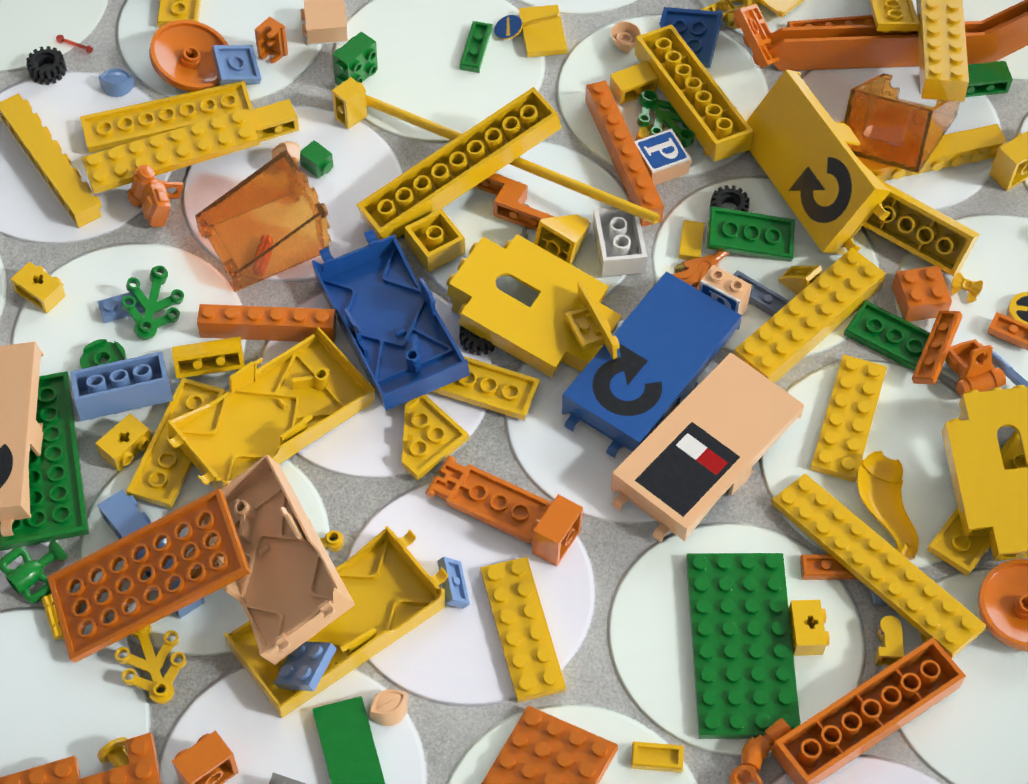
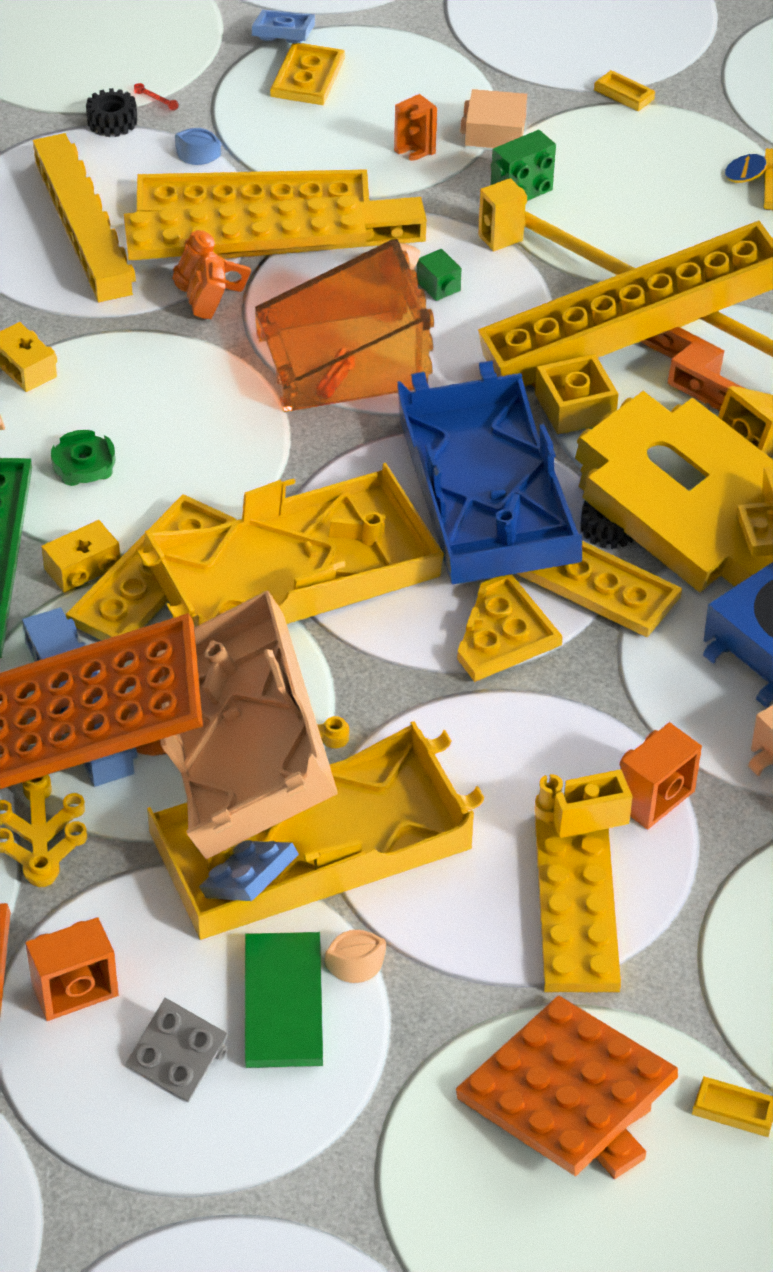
camera: 15 degrees right, 10 degrees down
(112, 310) = (128, 400): medium blue plate -> none
(121, 386) = (96, 486): medium blue brick -> none
(150, 304) = (152, 428): green plant -> none
(184, 56) = (303, 128): orange dish -> none
(208, 357) = (221, 474): yellow brick -> none
(236, 64) = (361, 147): medium blue plate -> none
(264, 322) = (311, 449): orange brick -> none
(454, 585) = (492, 817): medium blue plate -> none
(475, 47) = (695, 184): green tile -> none
(488, 498) = (564, 718): orange hinge -> none
(515, 564) = (587, 802): none -> yellow hinge

